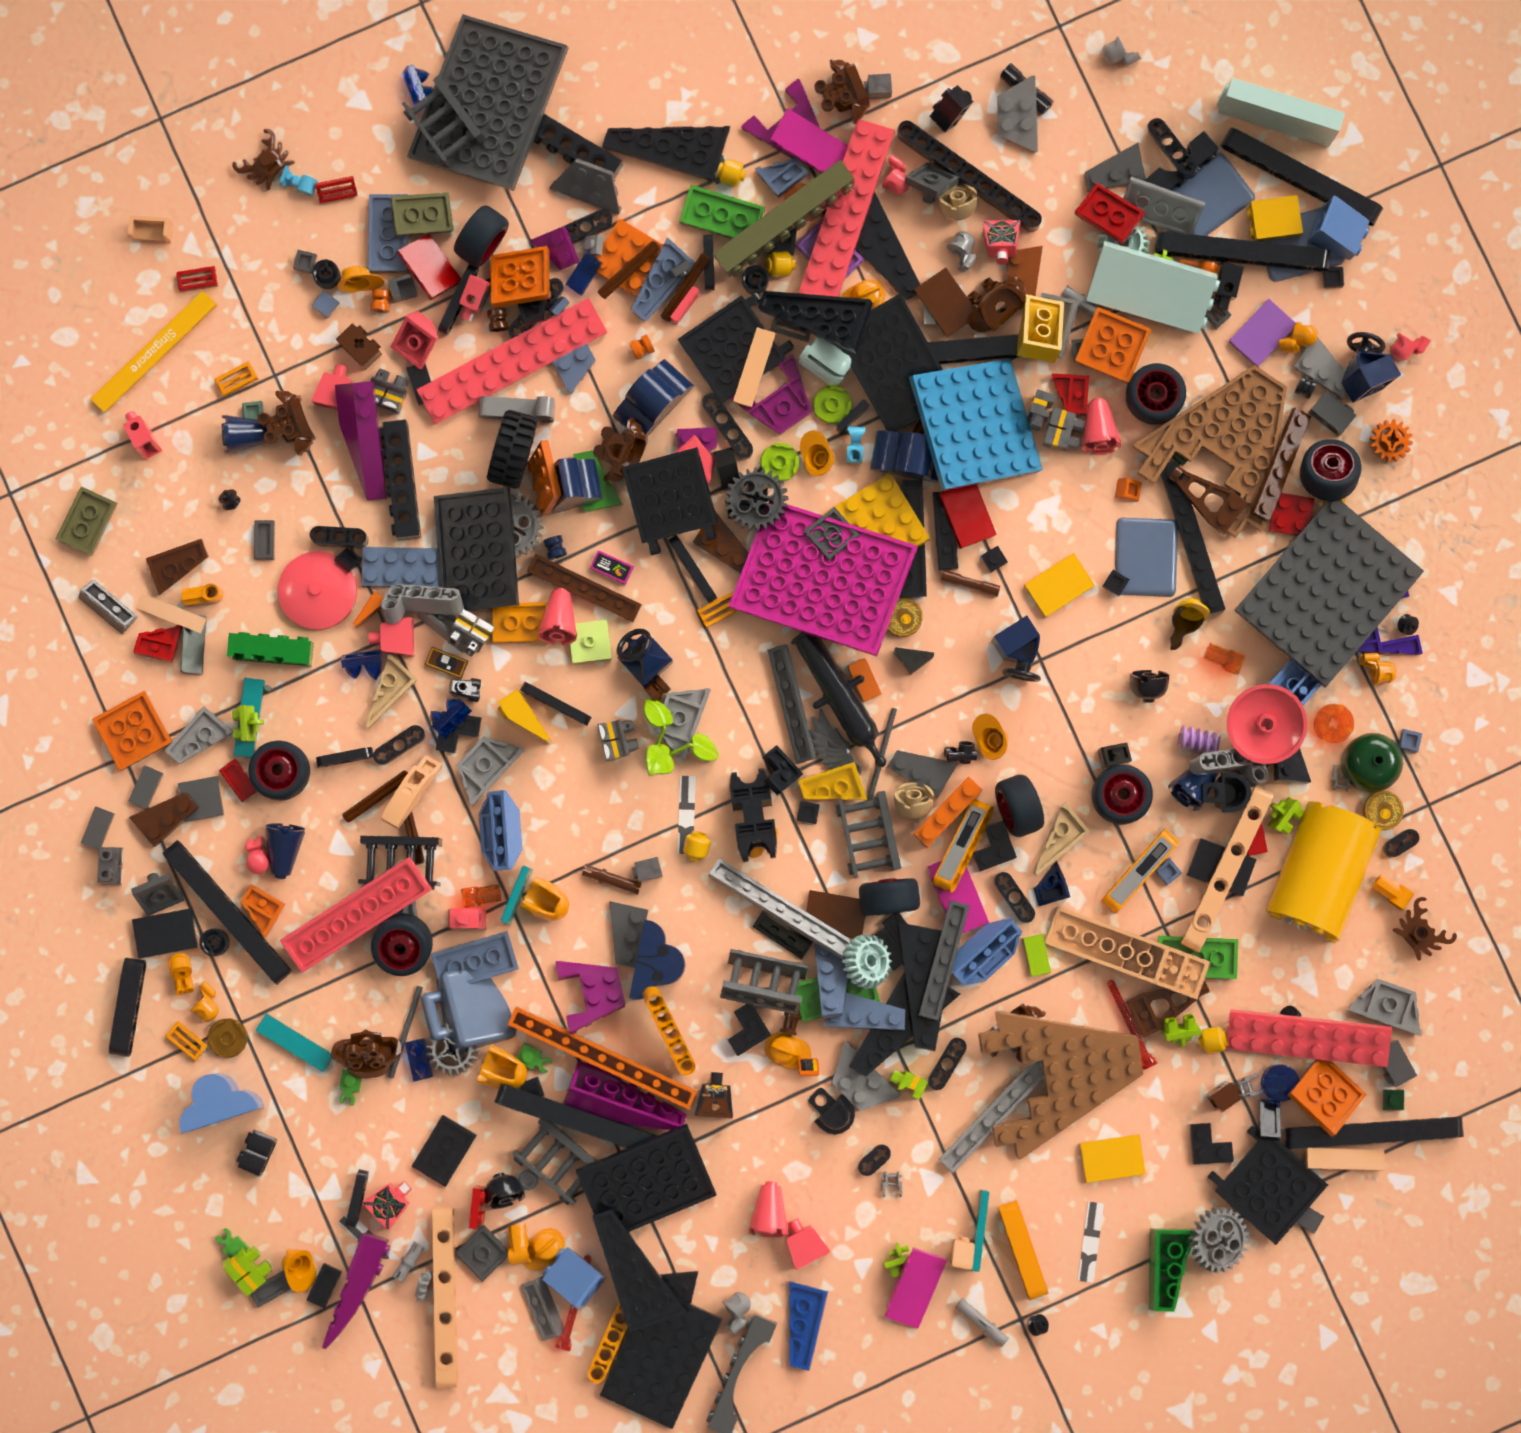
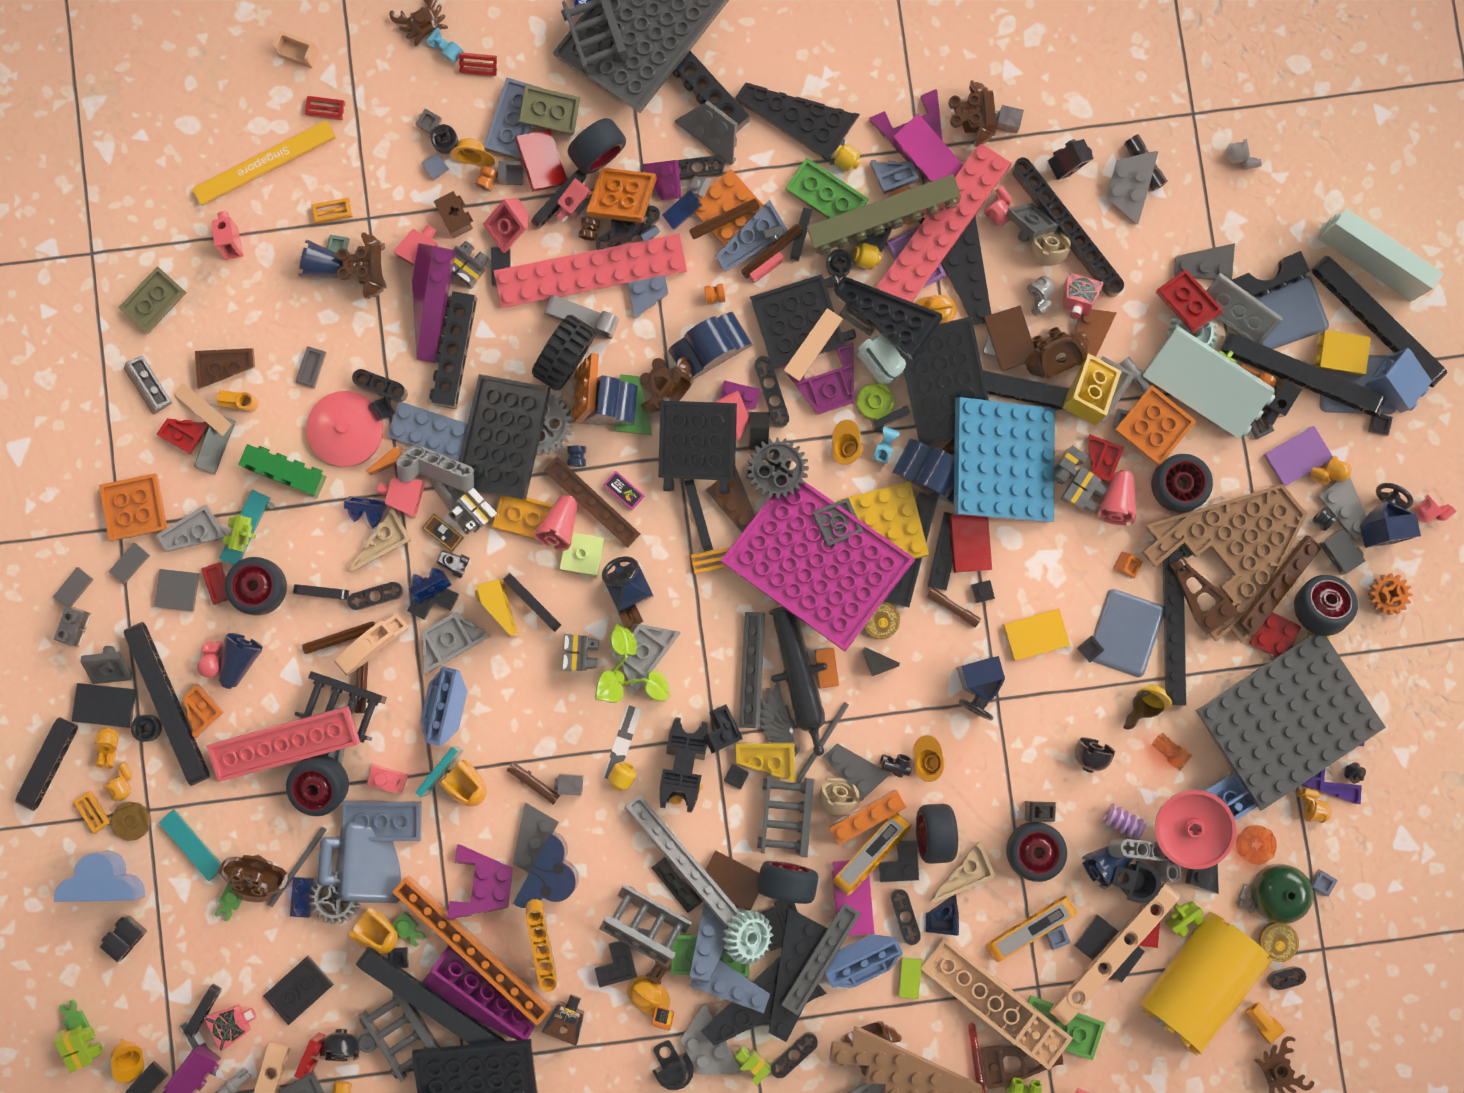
camera: 15 degrees right, 0 degrees up
(162, 819) = (136, 597): reddish brown wing -> none
(229, 499) = (290, 320): black wheel -> none
(271, 1289) = (97, 1071): dark grey tile -> none
(477, 895) = (402, 760): clear orange piece -> none
(781, 460) = (811, 438): lime tile -> none
(1174, 147) = (1269, 257): black beam -> none

